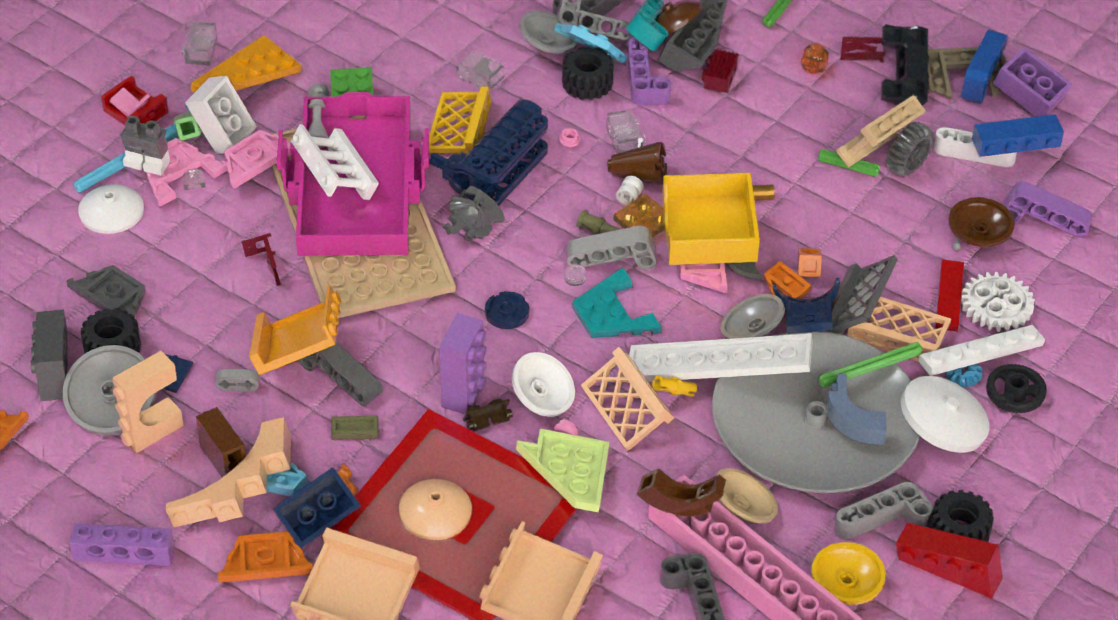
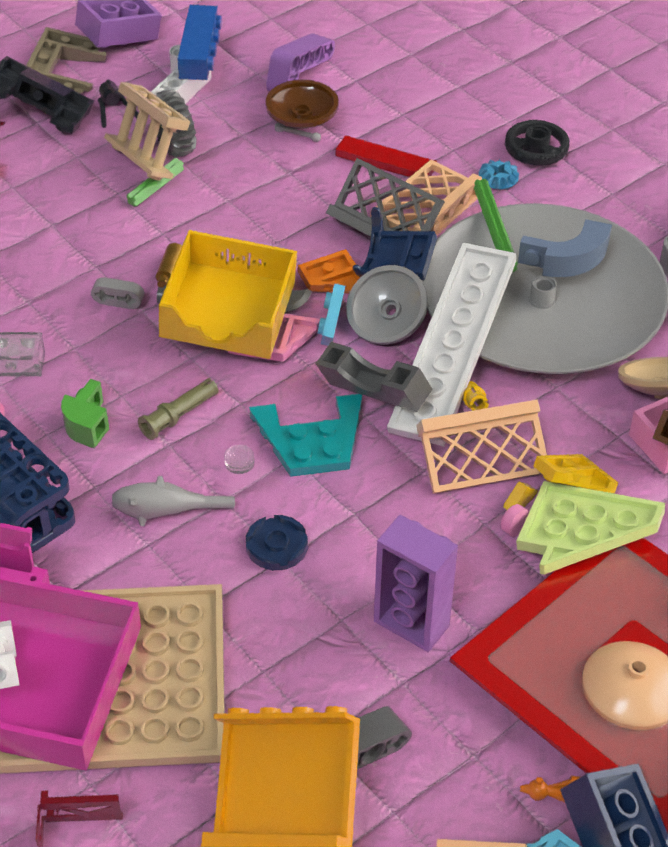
camera: 75 degrees left, 0 degrees up
(354, 427) = (447, 763): olive tile -> none
(473, 216) = (96, 537): dark grey helmet -> none
(479, 416) = (464, 608): dark brown hinge -> none
(518, 241) = (162, 498): none -> light grey piece
(543, 384) = (444, 519): white dish -> none
(580, 180) = (83, 416): none -> bright green brick
(591, 430) = (521, 494): none -> yellow tile
(614, 246) = (229, 381): light grey beam -> none
(621, 455) = (575, 471): none -> yellow wing
(629, 190) = (116, 369): white wheel -> none
(642, 162) = (84, 345): reddish brown cone -> none
(642, 212) = (170, 369): clear yellow plate -> none
(655, 332) = (348, 370): none -> dark grey arch
(709, 164) = (117, 293): none -> light grey beam
(730, 290) = (333, 304): none -> medium azure wing
(809, 262) = (310, 241): orange brick -> none
(942, 109) = (111, 96): none -> black plant
(945, 414) = (569, 194): white dish -> none
(981, 350) = (481, 150): white plate -> none
(983, 65) = (77, 39): blue beam -> none
(997, 301) = (427, 121): white gear -> none

